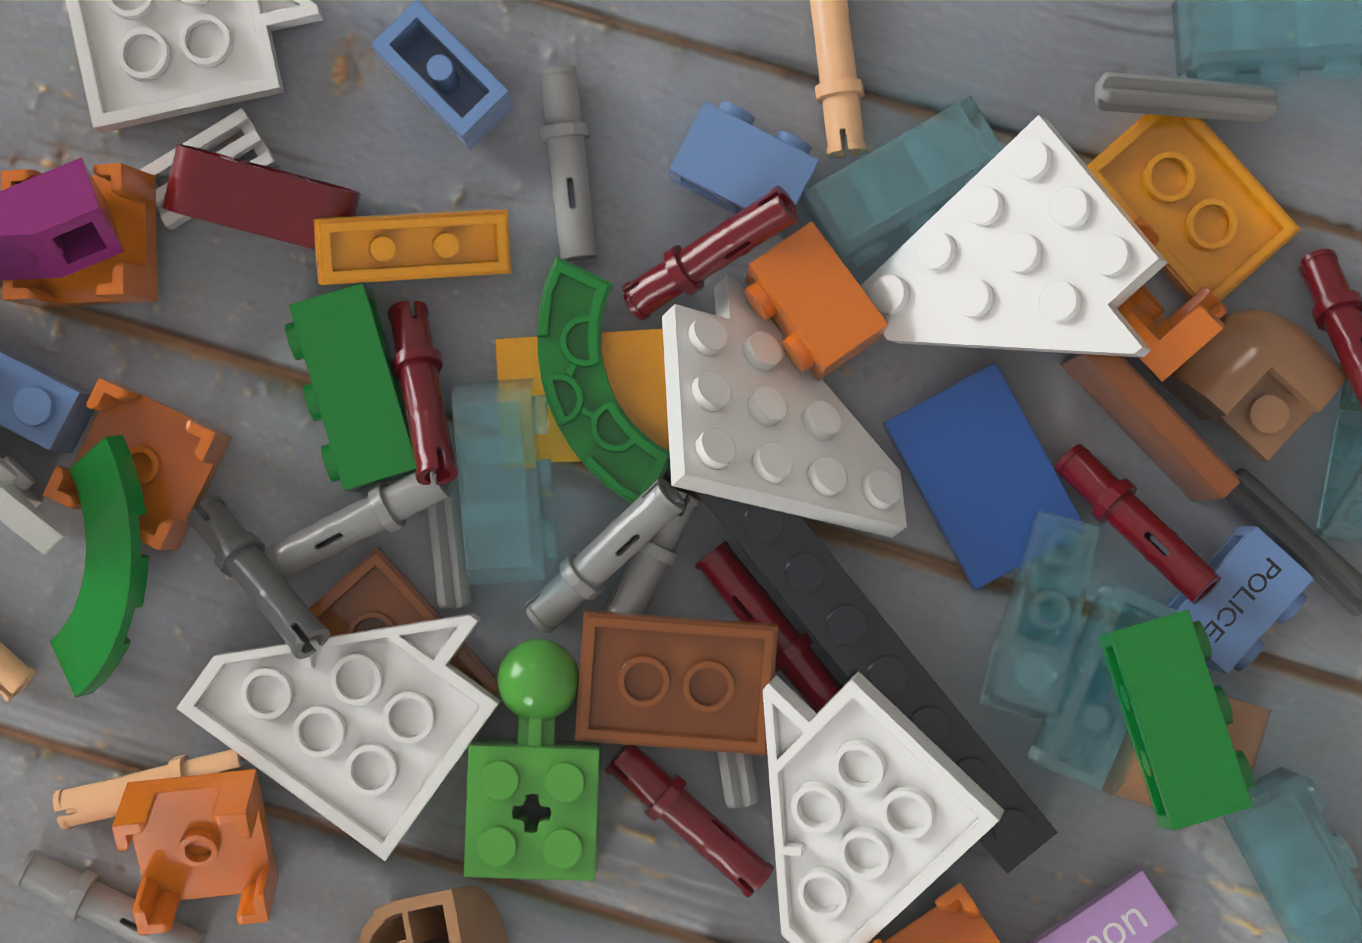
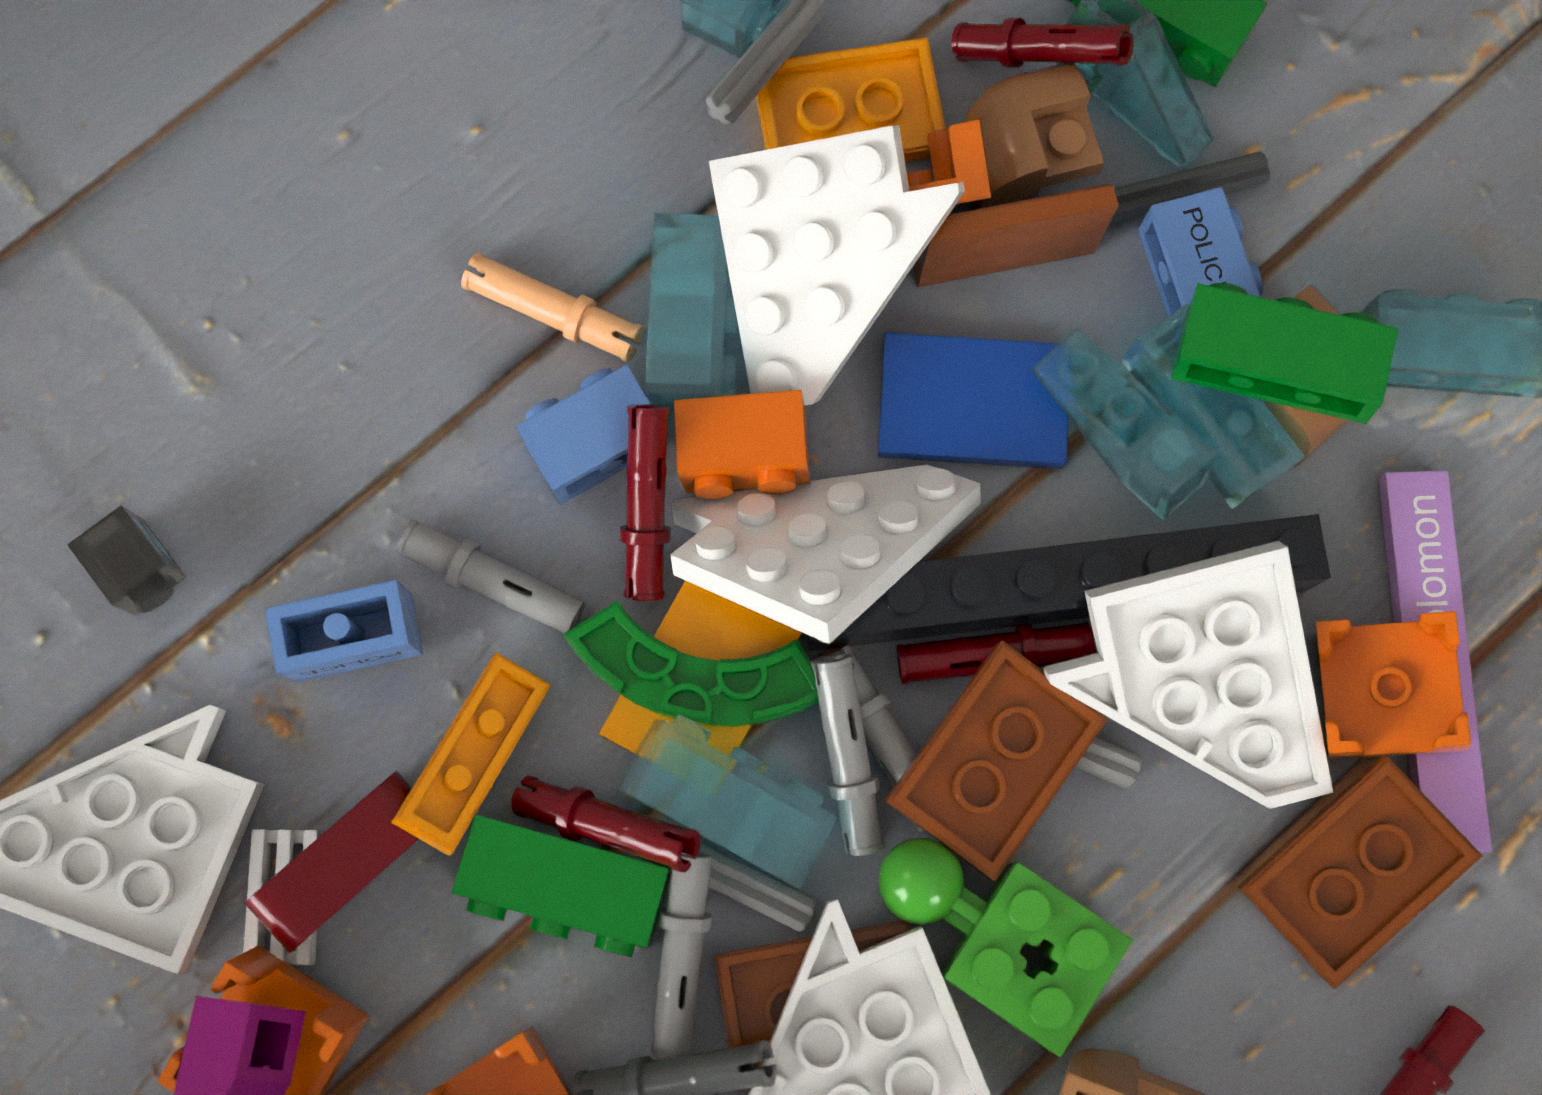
camera: 60 degrees left, 10 degrees down
(689, 818) = (1100, 832): dark red pin -> none
(1118, 505) = (1090, 298): dark red pin -> none

